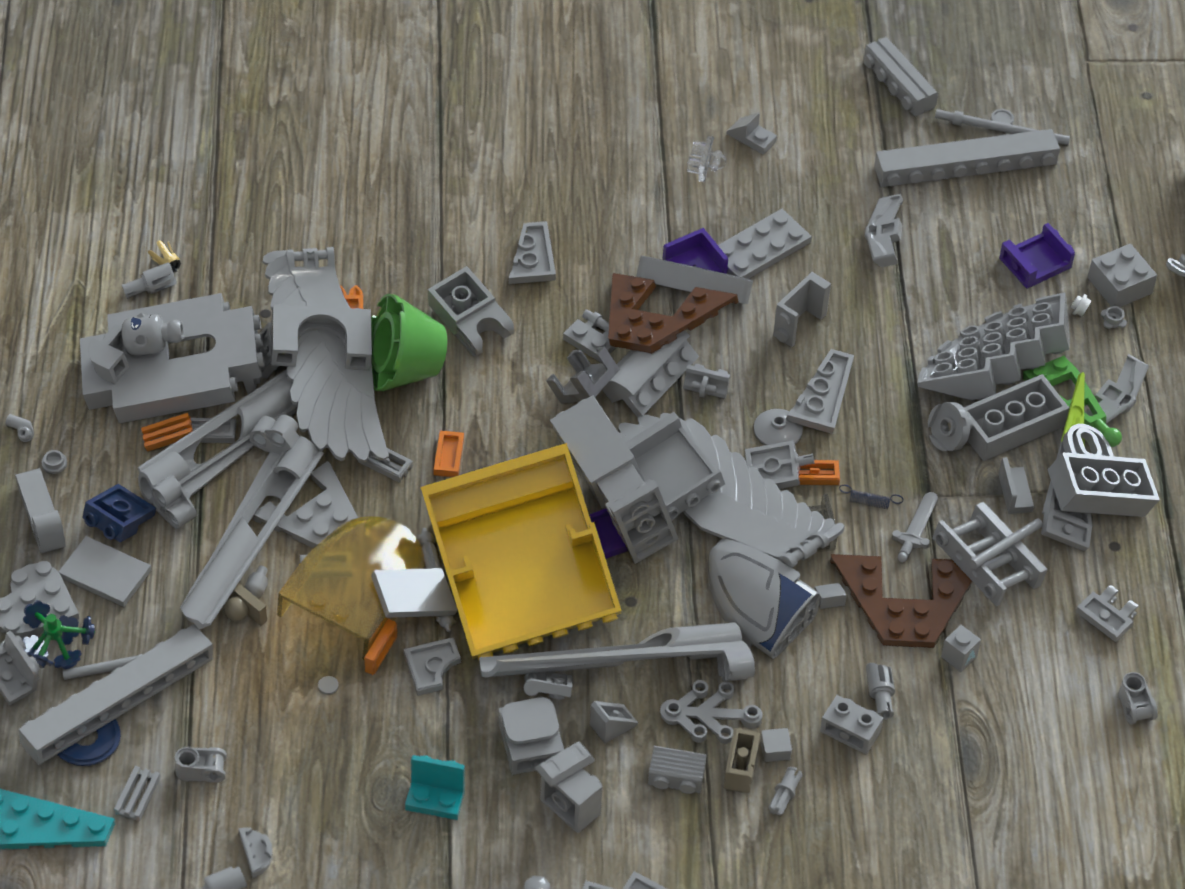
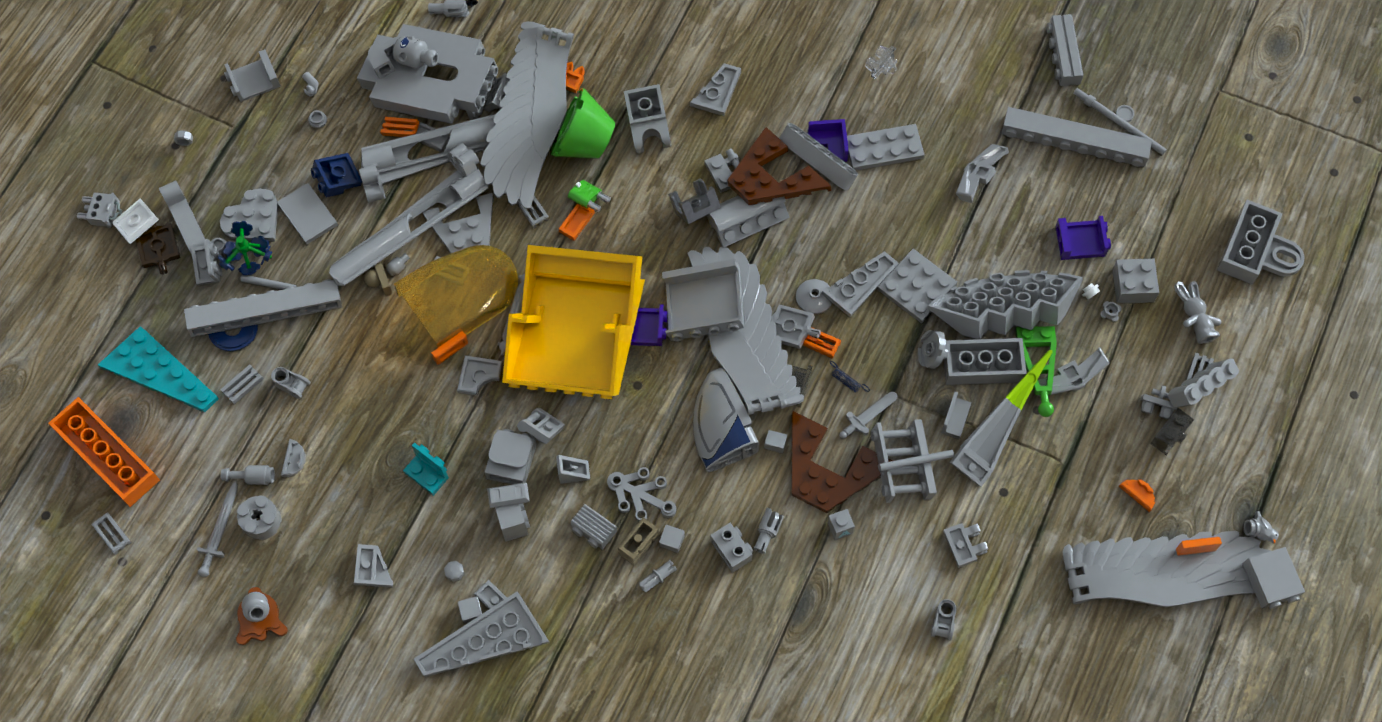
camera: 30 degrees right, 15 degrees up
(40, 511) = (284, 166): light grey beam -> none
(328, 685) = (404, 359): light grey piece -> none
(349, 324) = (513, 81): light grey arch -> none
(414, 592) = (483, 318): tile -> none
(447, 420) = (587, 194): none -> bright green piece
(615, 478) = (665, 291): light grey brick -> none
(697, 642) = (651, 437): light grey panel -> none
(706, 381) = (781, 240): light grey hips -> none
(751, 134) = (929, 55): light grey slope -> none
(810, 296) = (889, 201): light grey panel -> none
(886, 373) = (916, 284): none -> light grey plate
(1100, 480) = (1016, 440): light grey brick -> none

